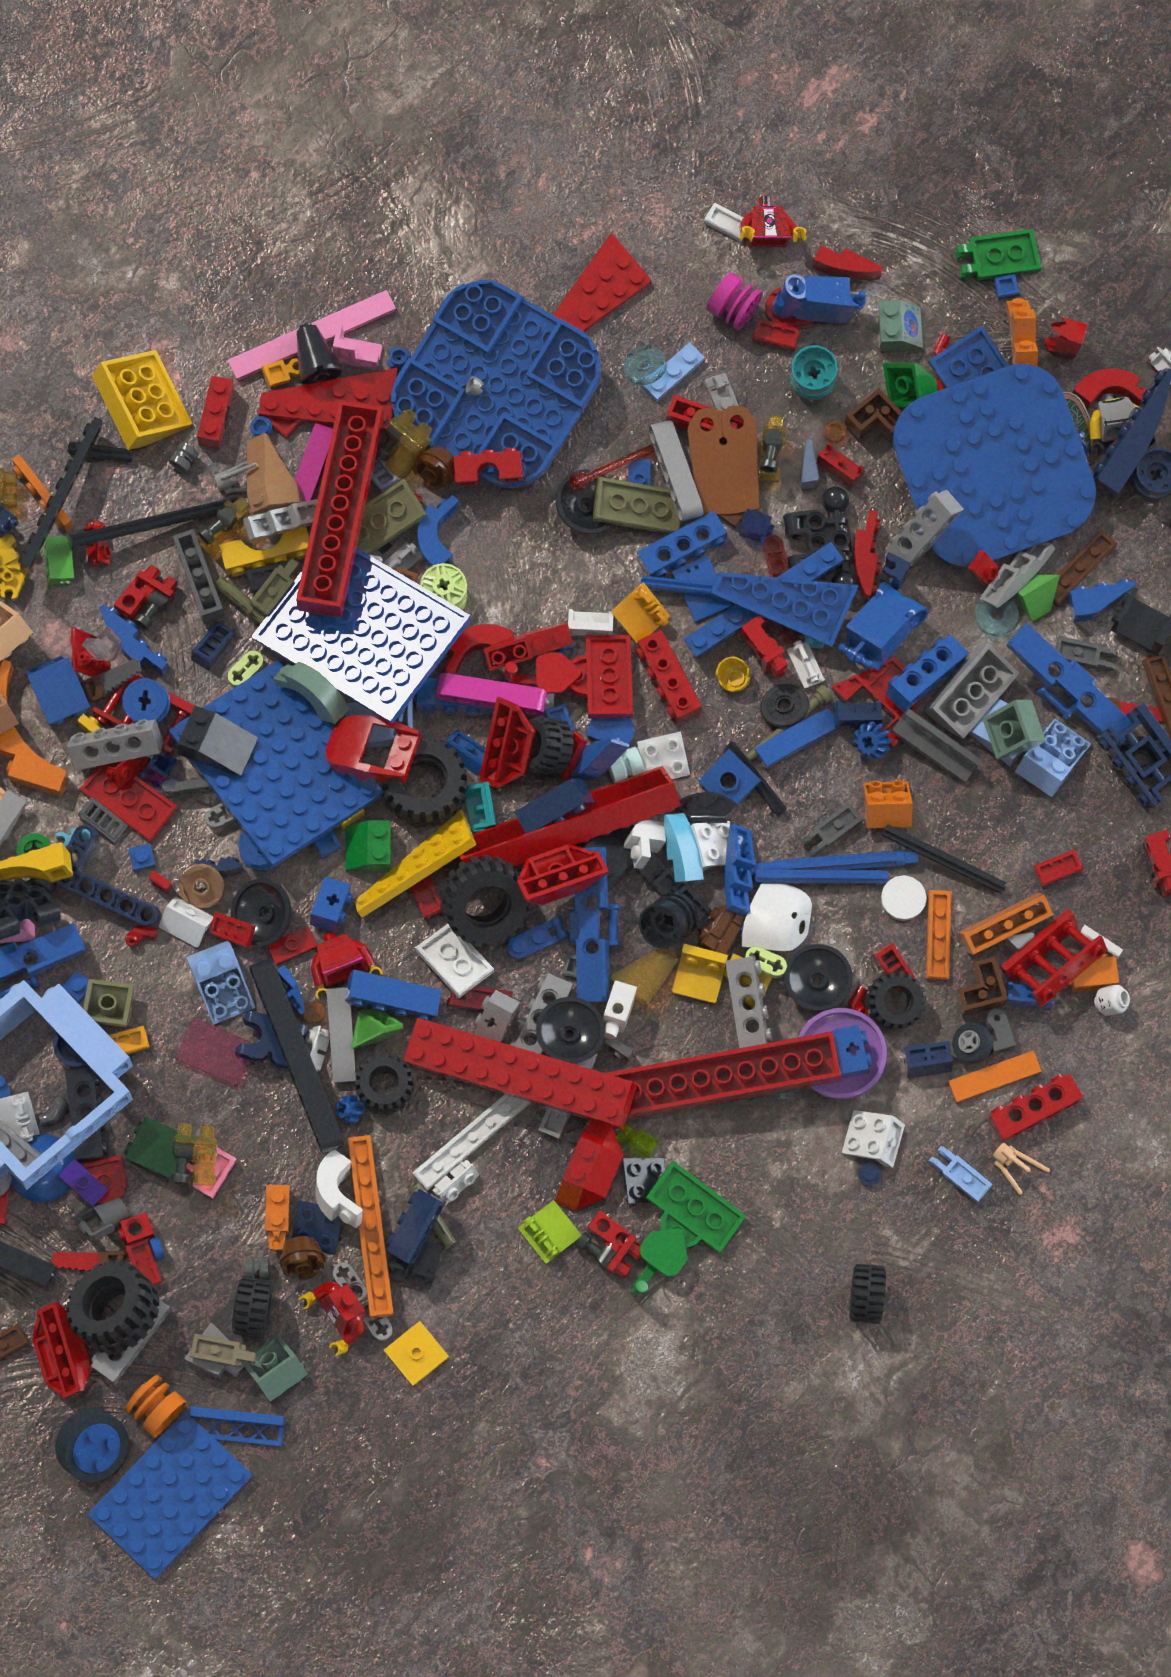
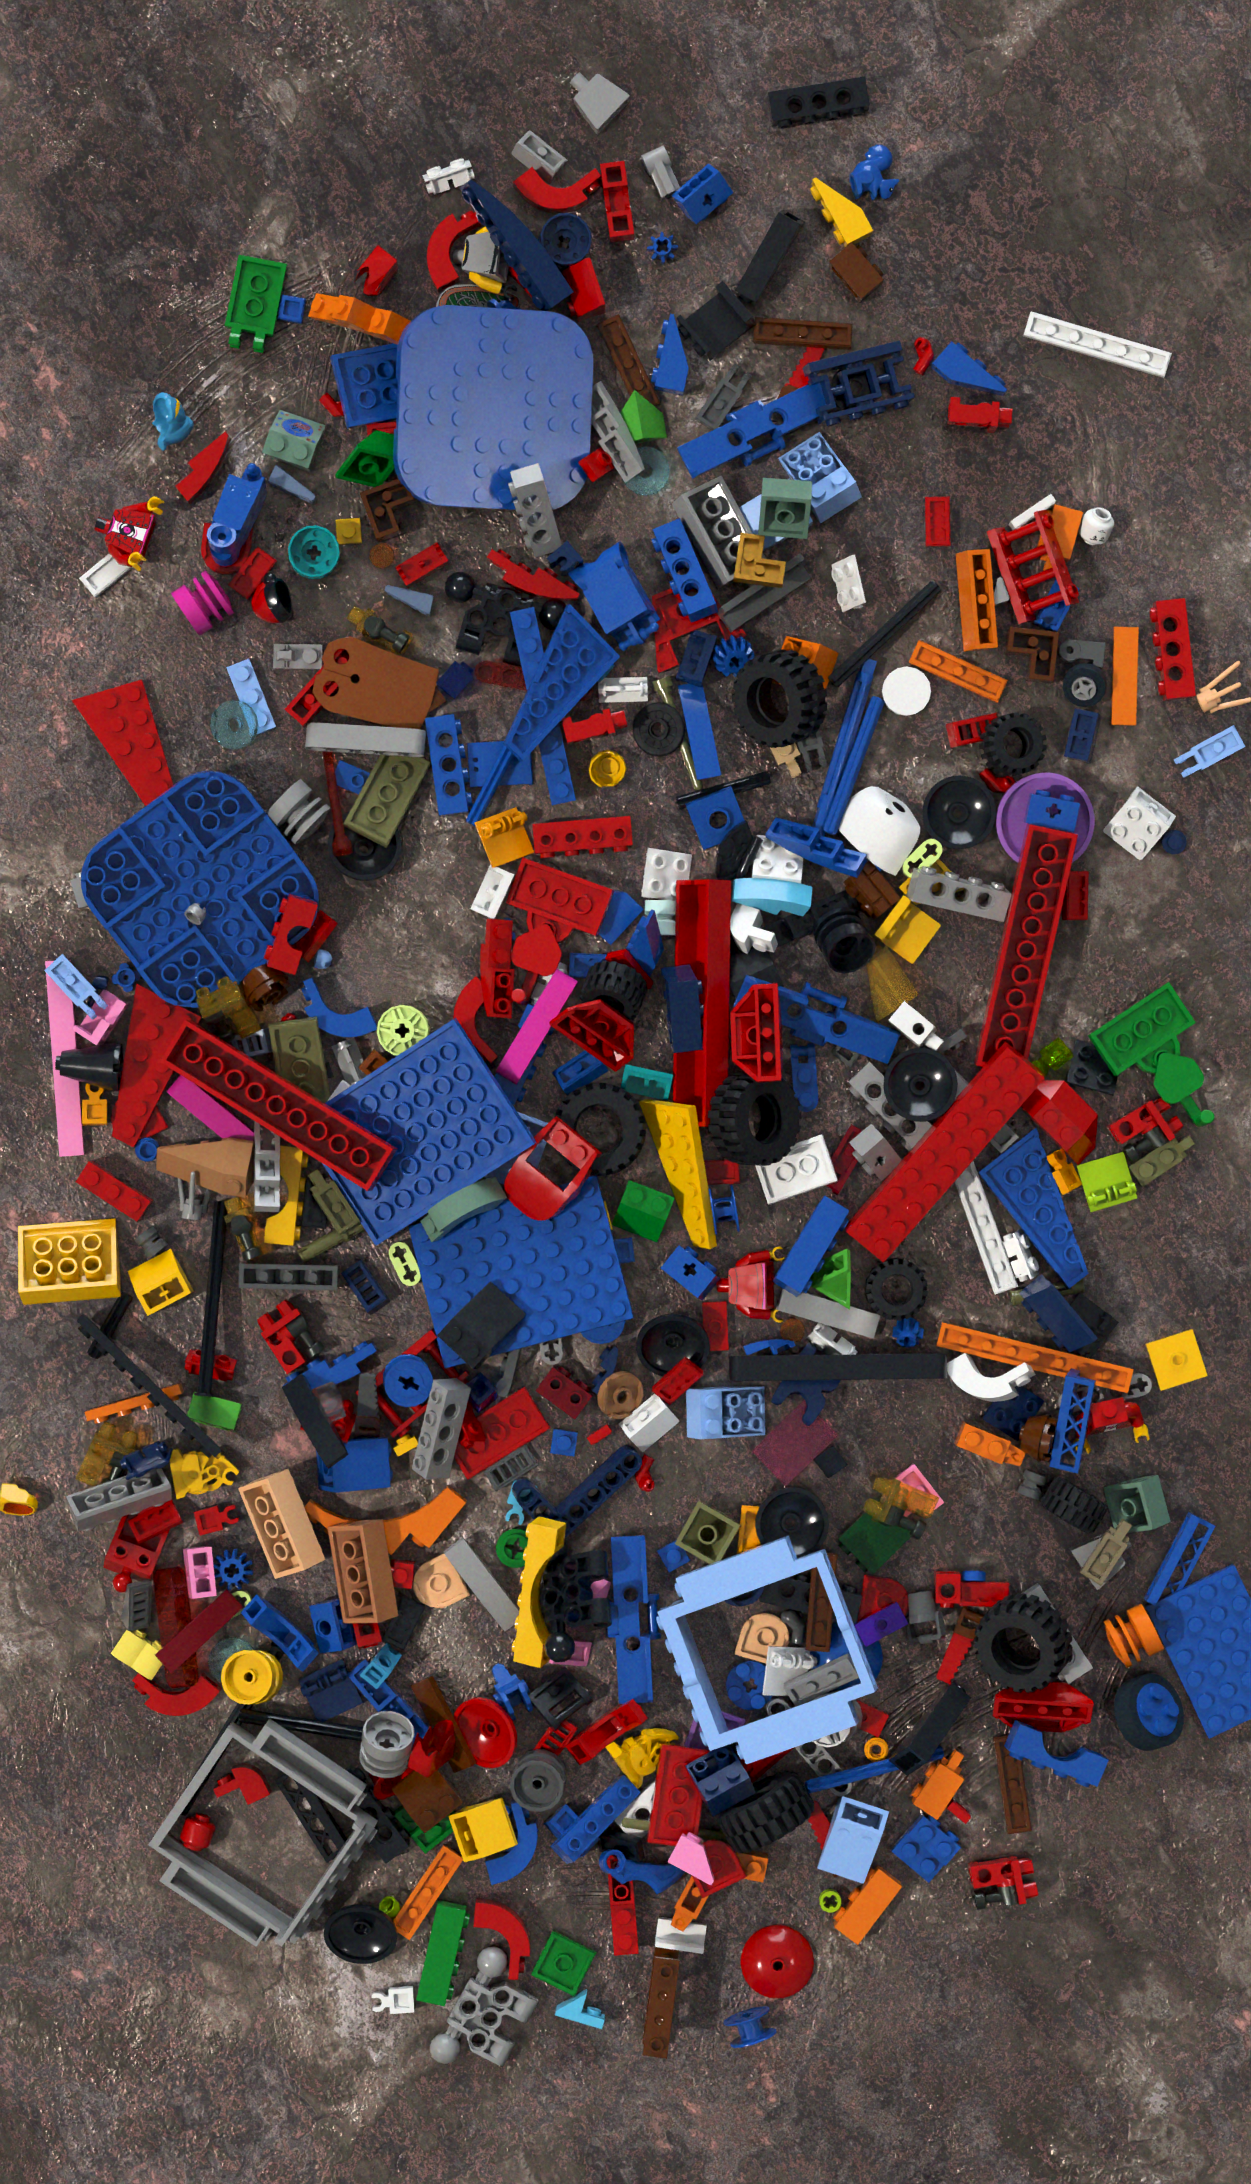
camera: 65 degrees left, 15 degrees up
(24, 1350) = (1083, 1764): none -> blue arch
(38, 1084) = (760, 1632): none -> light nougat tile
(55, 1128) = (819, 1612): none -> reddish brown tile
(82, 634) = (315, 1421): none -> black slope
(151, 477) = (159, 1282): none -> yellow slope
(161, 1064) = (809, 1518): none -> black dish
(185, 839) = (564, 1391): none -> dark red brick
(211, 1088) = (830, 1461): none -> black slope
(323, 1272) = (1067, 1422): none -> blue fence
(376, 317) = (74, 984): none -> light blue hinge
(385, 338) = (99, 982): none -> dark blue hand
(399, 917) = (725, 1209): none -> blue piece
(477, 507) = (322, 959): none -> light blue hinge
(494, 493) = (316, 935): none -> red plate
(513, 1166) = (1031, 1196): none -> blue wing
(541, 1190) = (1064, 1173): none -> light orange plate
(587, 1271) = (1160, 1160): none -> olive hinge
(593, 438) = (298, 812): none -> light grey wheel
(760, 357) = (272, 600): none -> black piece
(788, 1106) = (1076, 896): none -> red plate
(808, 818) = (787, 755): none -> tan plate
(843, 398) = (349, 531): none -> yellow plate
(849, 805) = (804, 694): none -> black tyre
(861, 334) = (285, 482): none -> sand blue slope
(873, 226) = (170, 420): none -> dark azure hair
(954, 721) = (751, 567): none -> pearl gold plate
(981, 809) = (848, 584): none -> white hinge
(1124, 506) = (586, 296): none -> red slope

